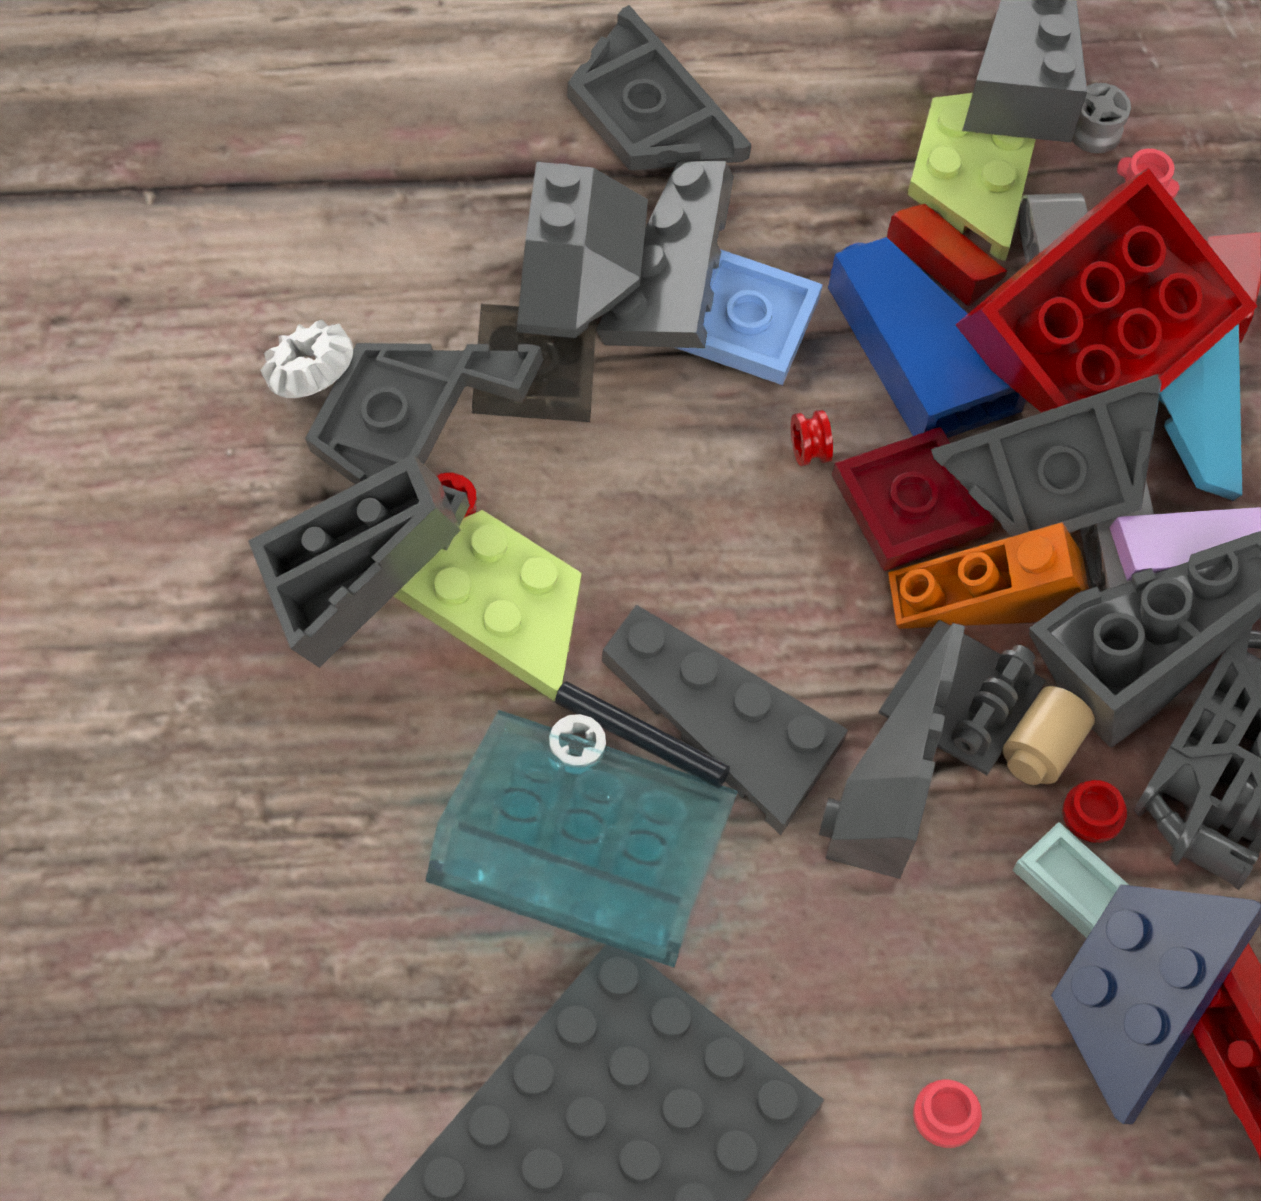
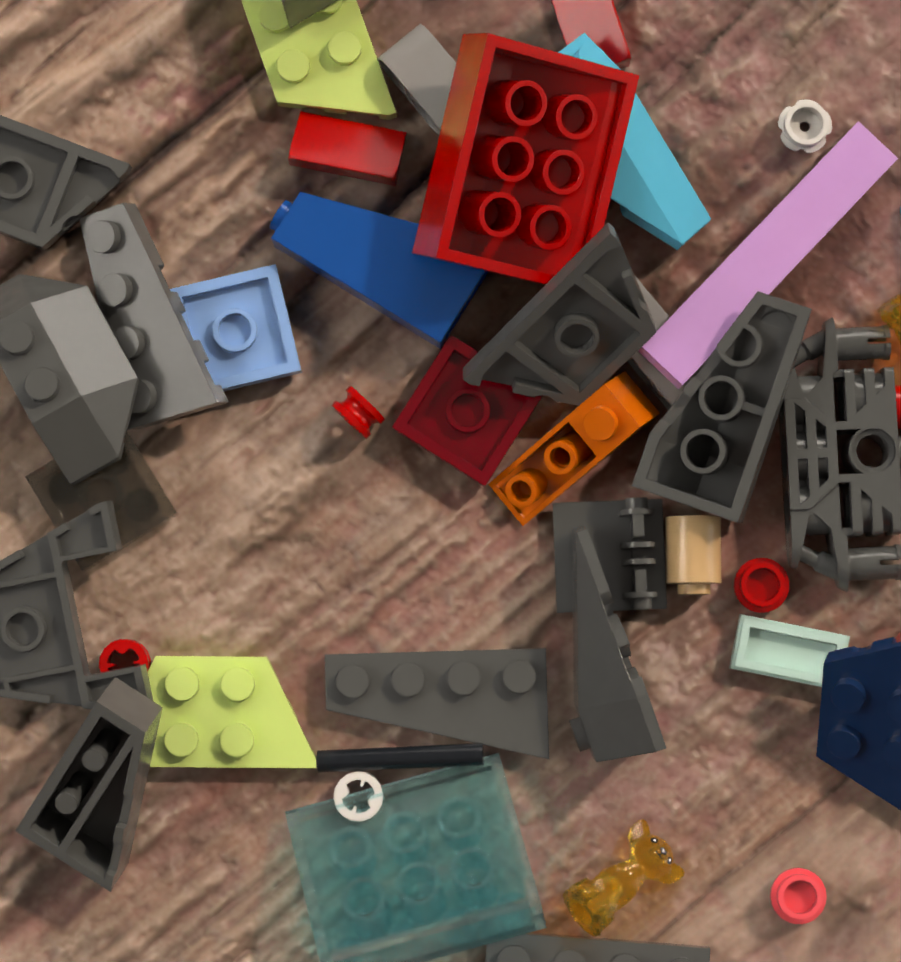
camera: 25 degrees left, 25 degrees up
(754, 973) = (596, 900): none -> clear yellow animal

